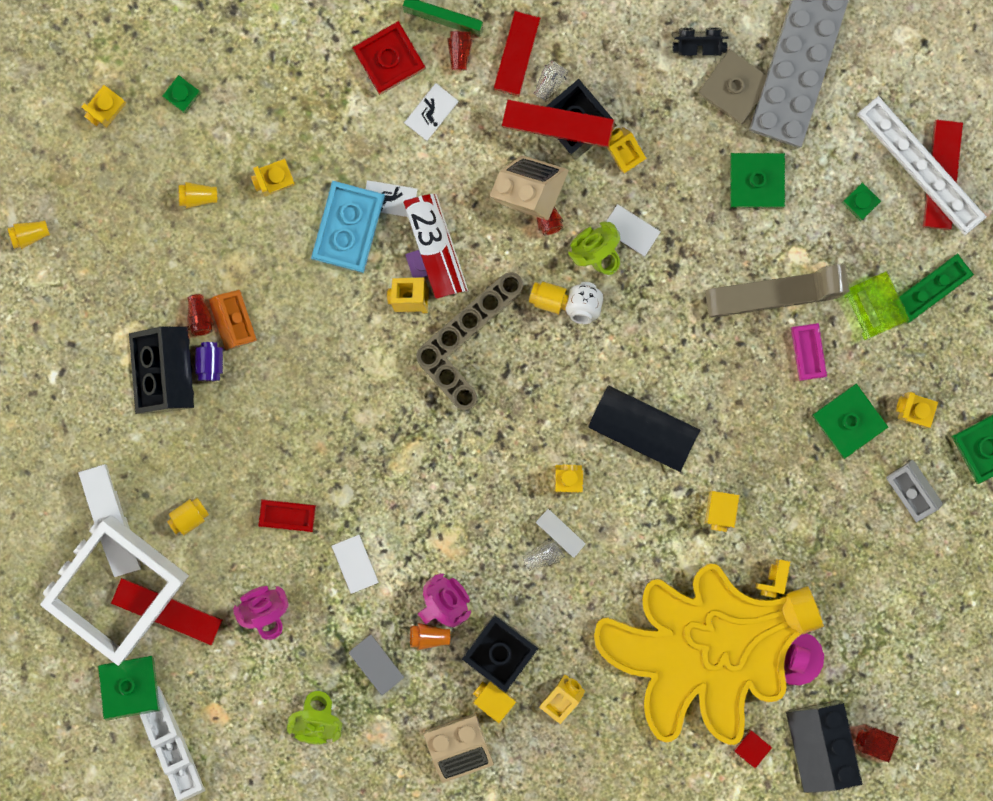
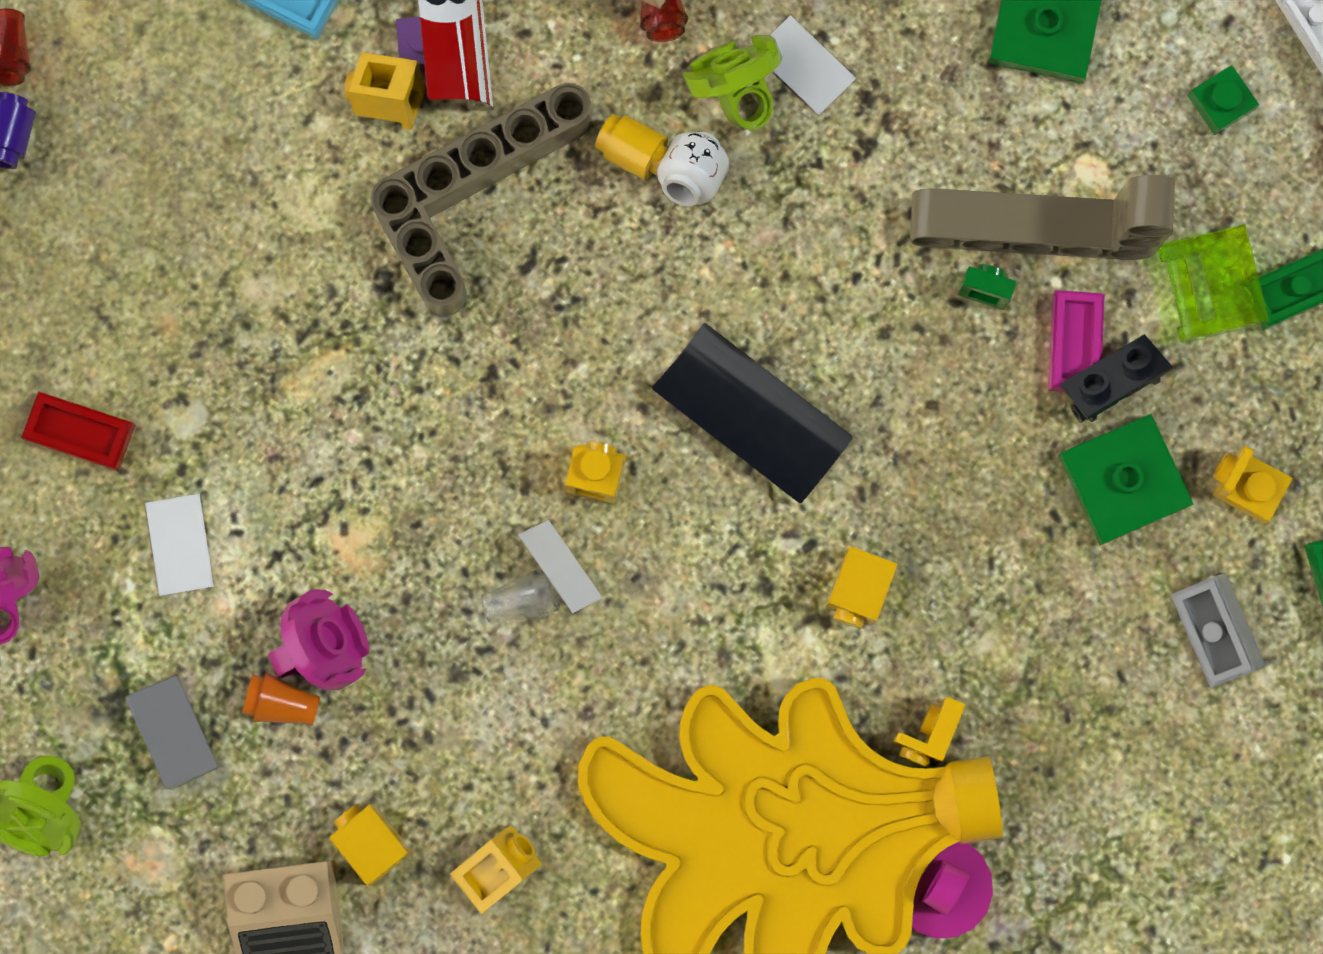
camera: 10 degrees right, 5 degrees down
(232, 319) = (66, 69): orange slope -> none
(500, 653) = (398, 757): black brick -> none
(755, 332) = (987, 285): none -> green plate
(833, 369) = (1115, 378): none -> black hinge

